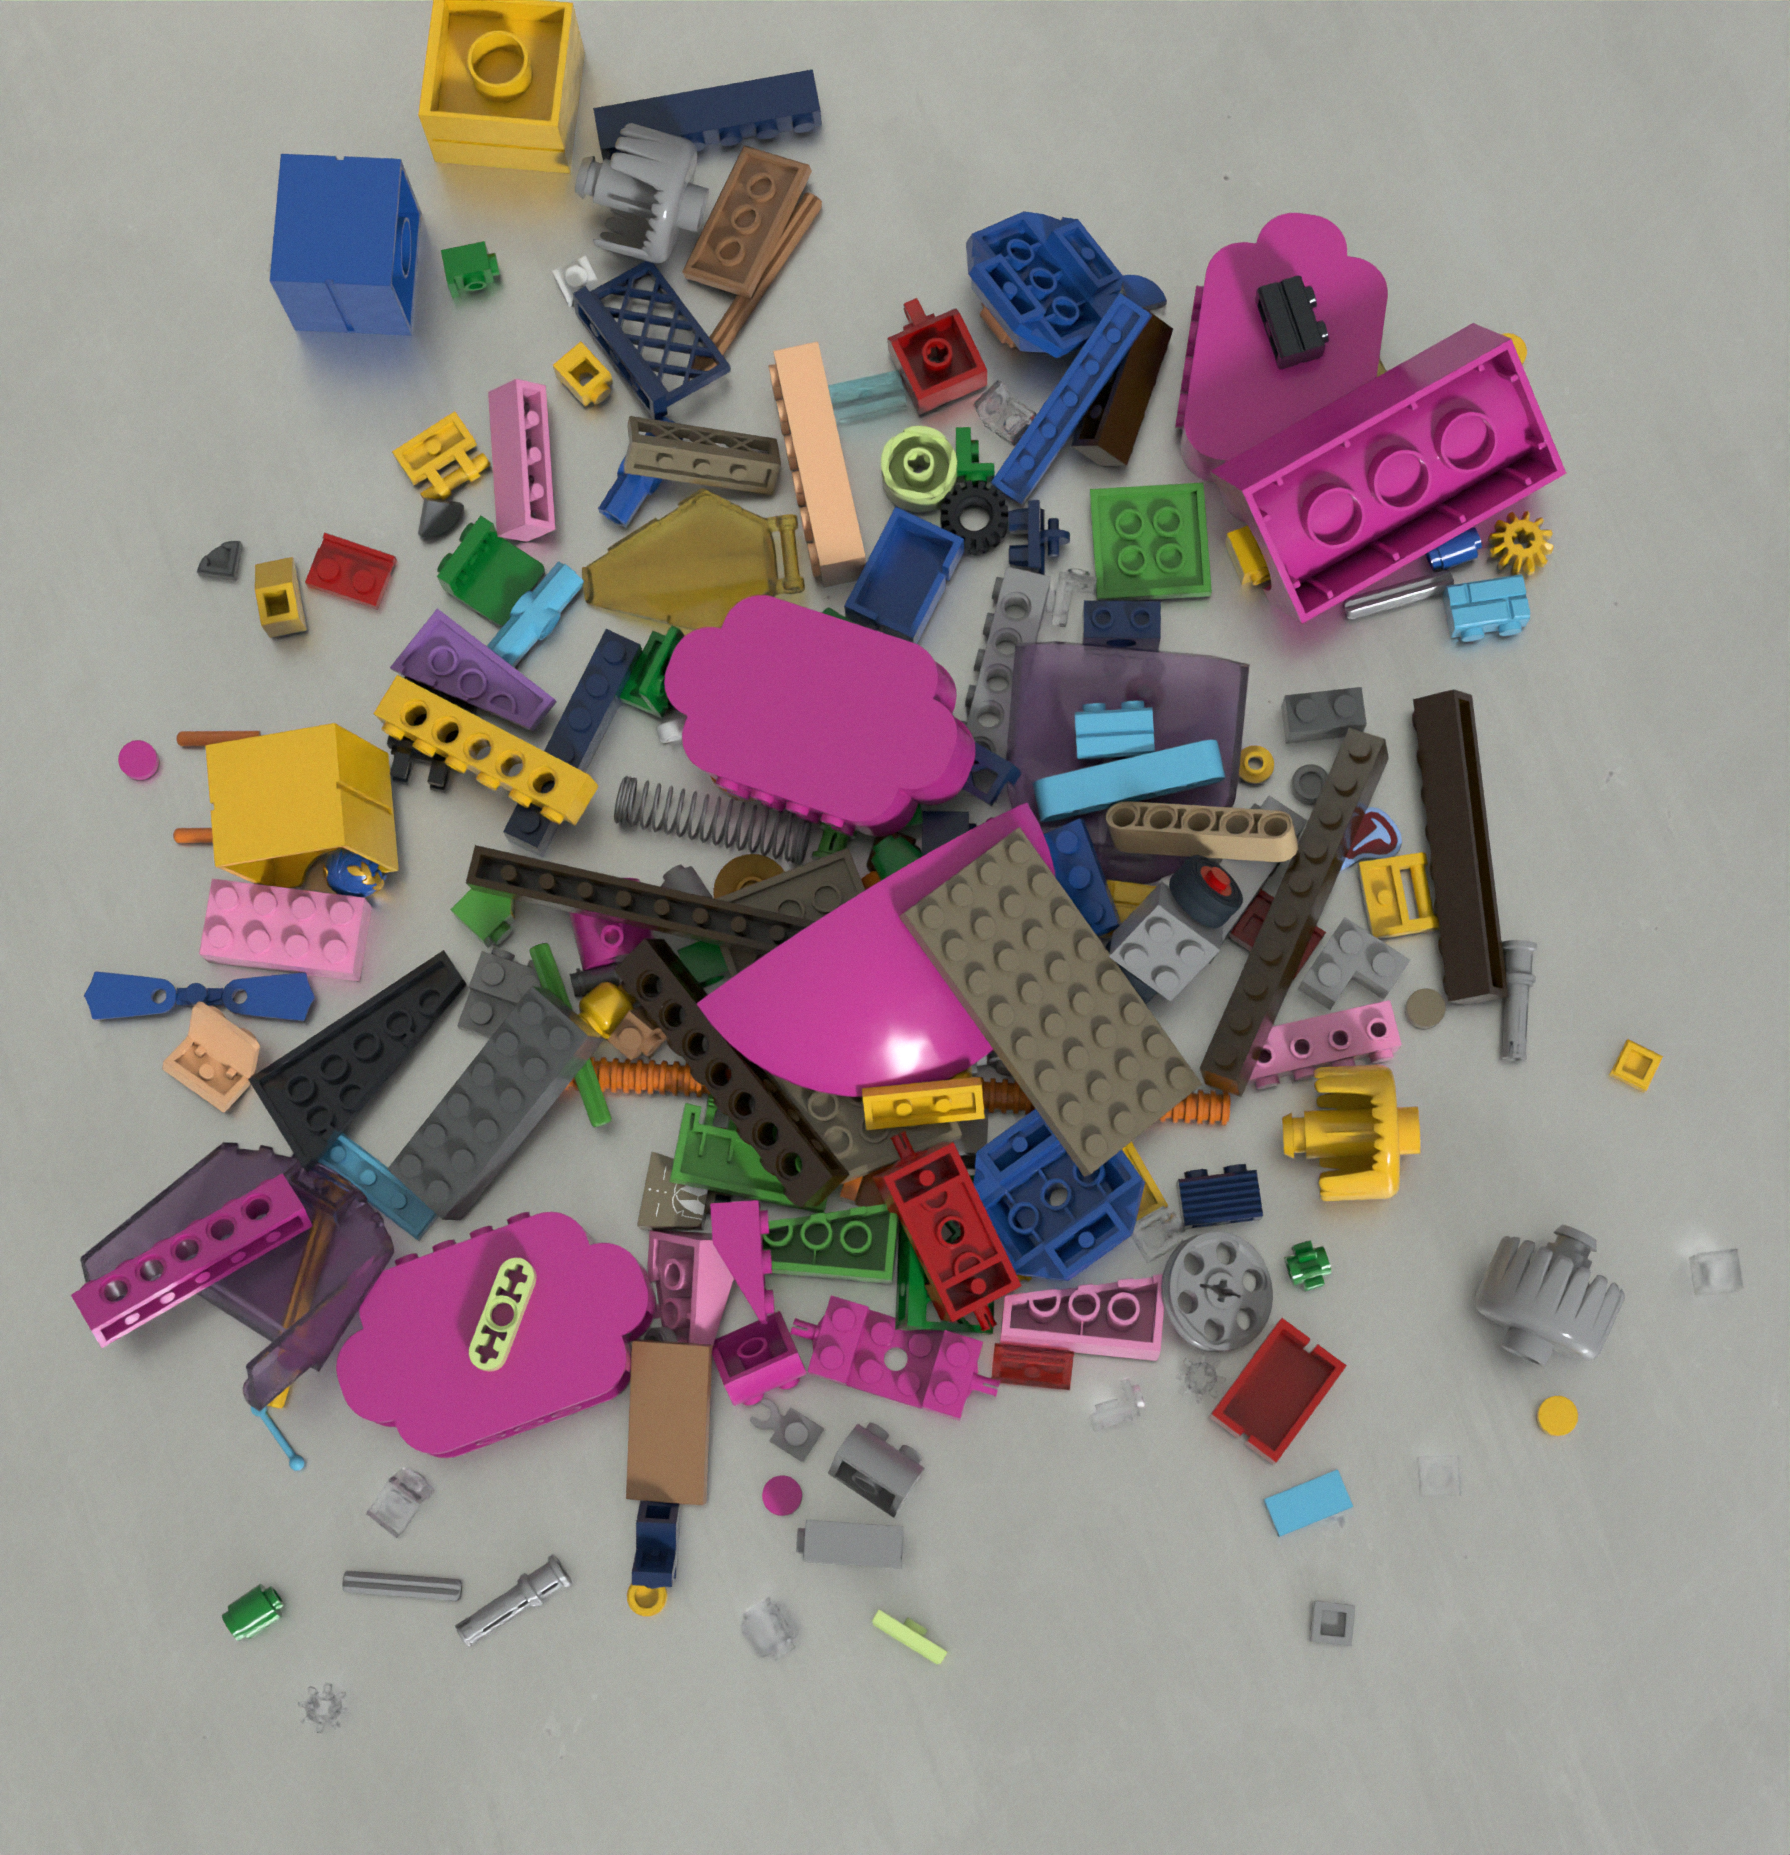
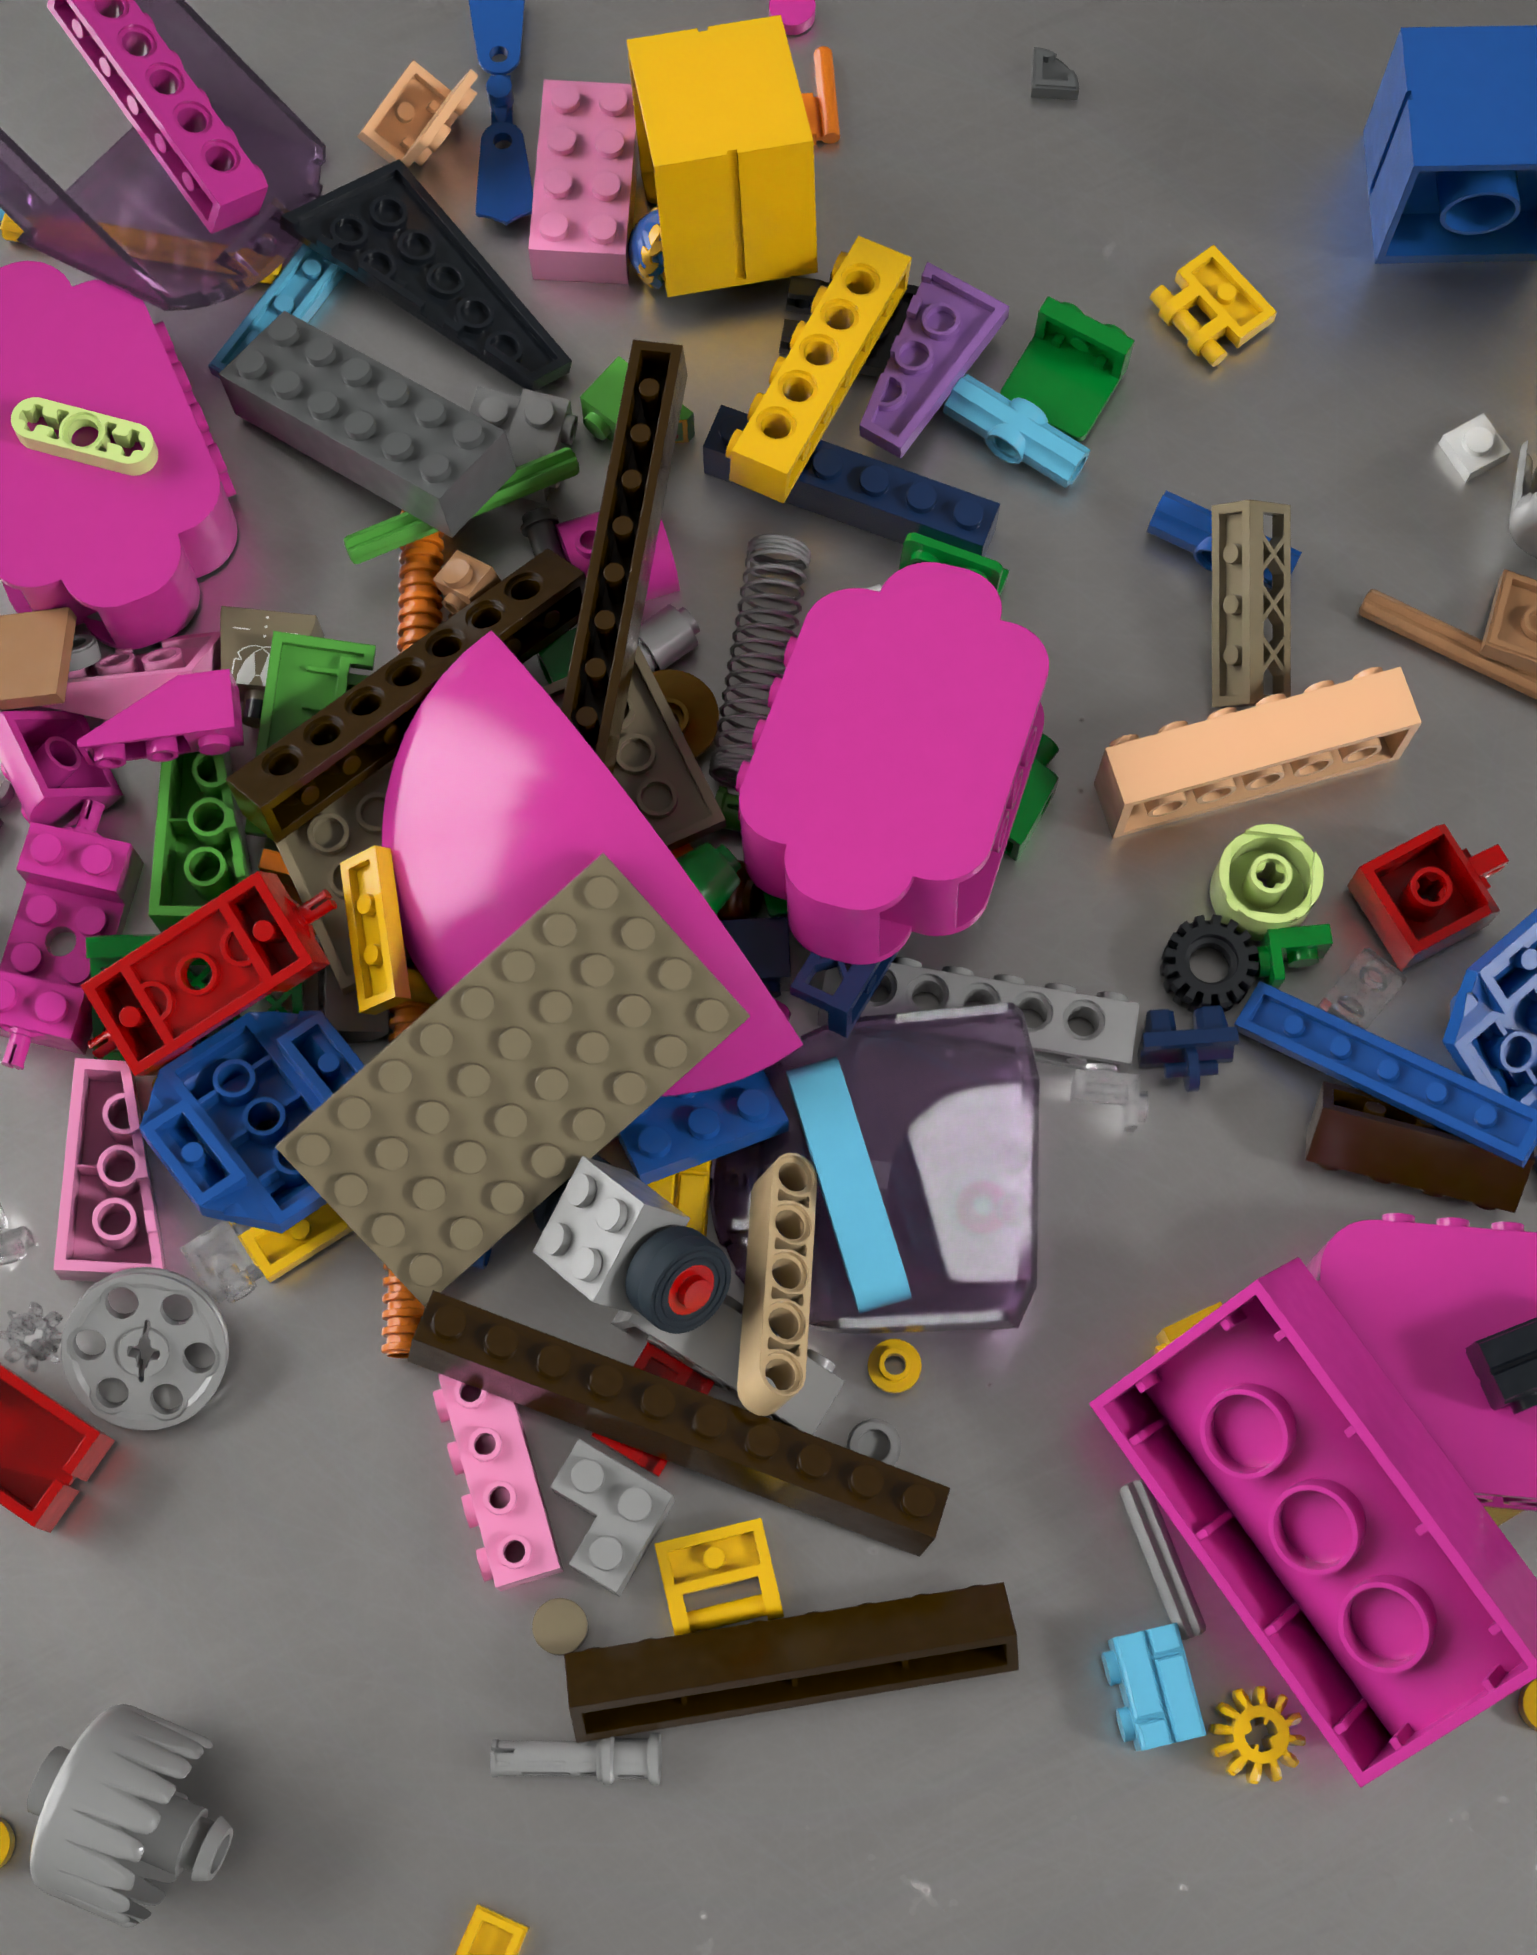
camera: 80 degrees right, 5 degrees down
(279, 597) = (1007, 133): yellow slope -> none
(350, 571) = (1054, 219): red plate -> none
(438, 516) = (1136, 309): dark grey tile -> none
(469, 267) = (1471, 312): green brick -> none
(521, 460) = (1219, 392): bright pink brick -> none
(579, 364) = (1345, 459): yellow brick -> none
(605, 1007) = (502, 546): yellow head -> none
(629, 360) = (1374, 507): dark blue fence -> none
(695, 564) = (1105, 616): clear yellow windscreen -> none
(868, 397) = (1360, 811): clear light blue panel -> none
(904, 576) = (1110, 873): blue piece -> none
(1032, 1366) = (48, 1114): clear red plate -> none
(1114, 732) = (915, 1161): medium azure brick -> none
(1122, 623) = (1074, 1167): dark blue brick -> none
(1150, 542) = (1199, 1202): bright green plate -> none
(1220, 1197) = (279, 1348): dark blue brick -> none
(1307, 1265) = (186, 1474): green gear -> none
(1322, 714) = (971, 1455): dark grey brick -> none
(1358, 1137) = (360, 1530): yellow piece -> none
(1375, 839) = (800, 1542): piece -> none
(1455, 551) = (1234, 1639): blue brick -> none

